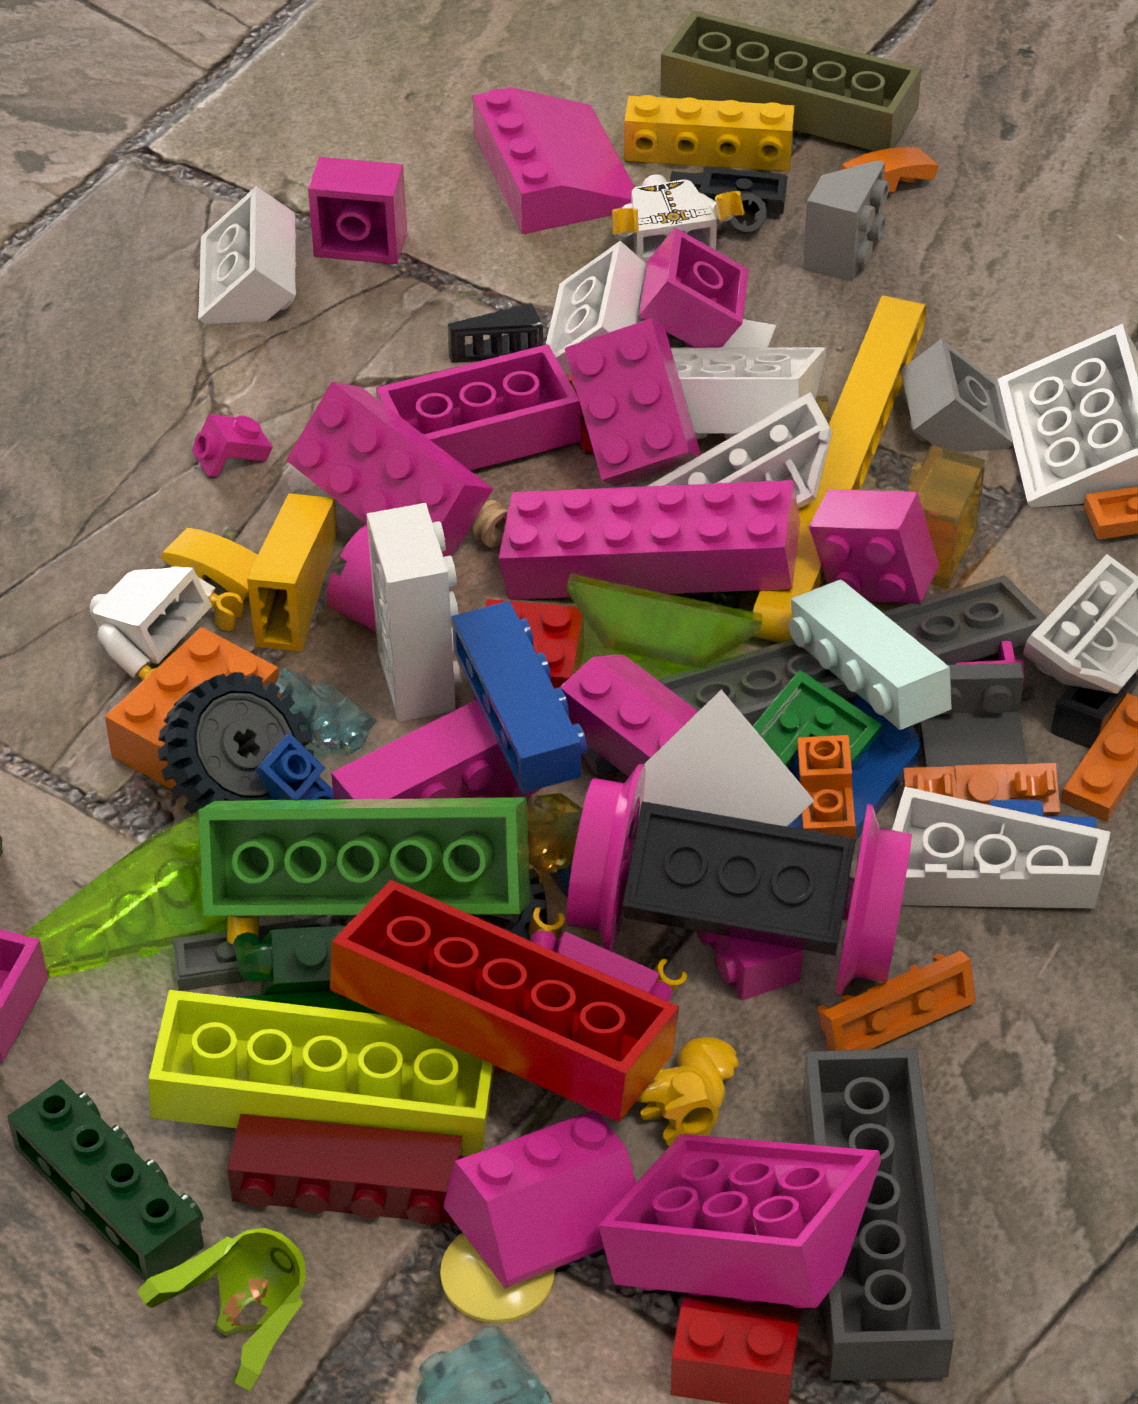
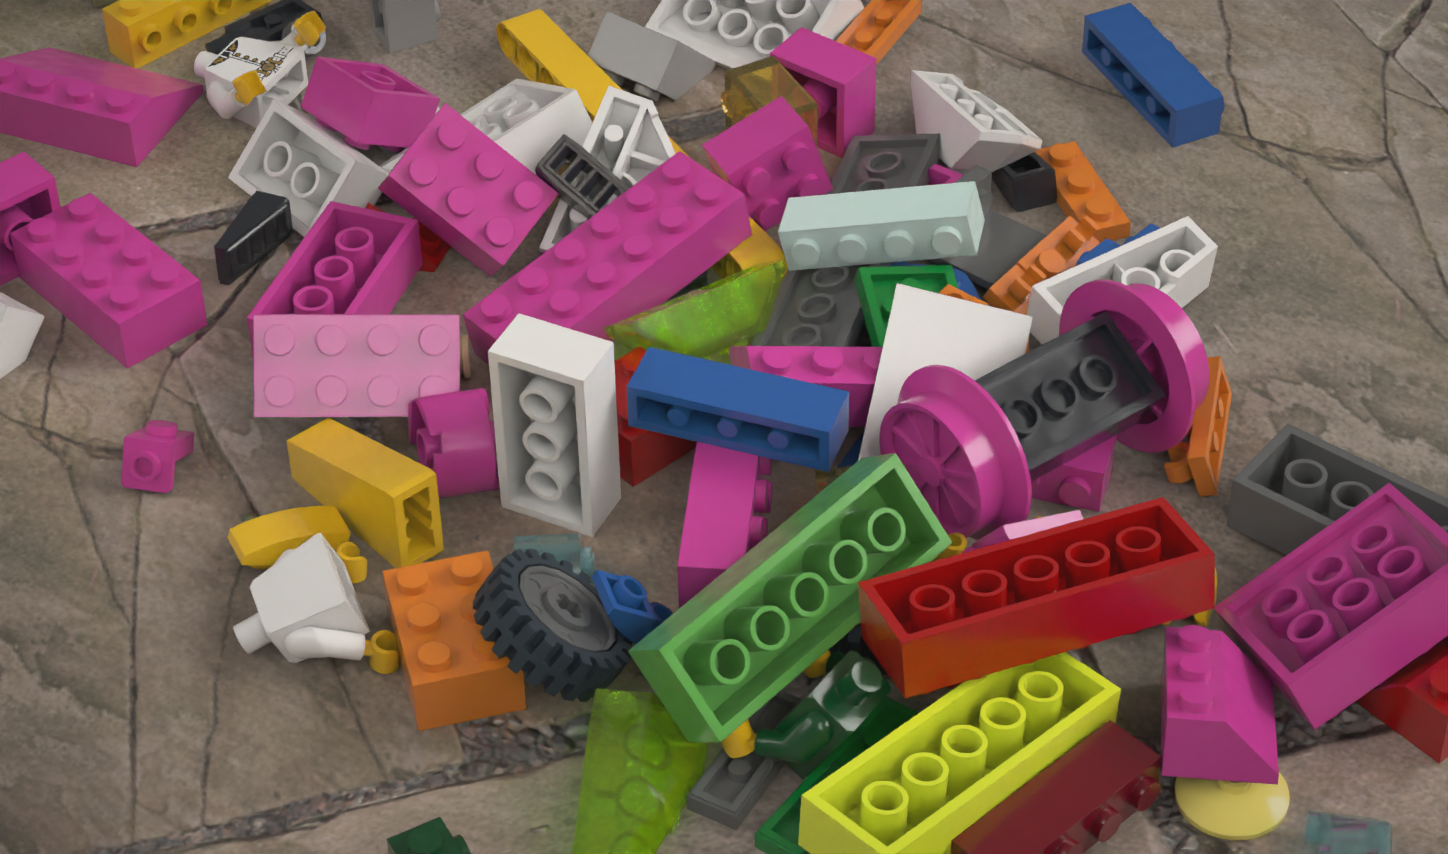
camera: 50 degrees left, 5 degrees down
(369, 300) = (109, 279): none -> dark pink brick
(706, 430) = (581, 160): none -> black slope
(1020, 519) = (838, 81): none -> dark pink brick

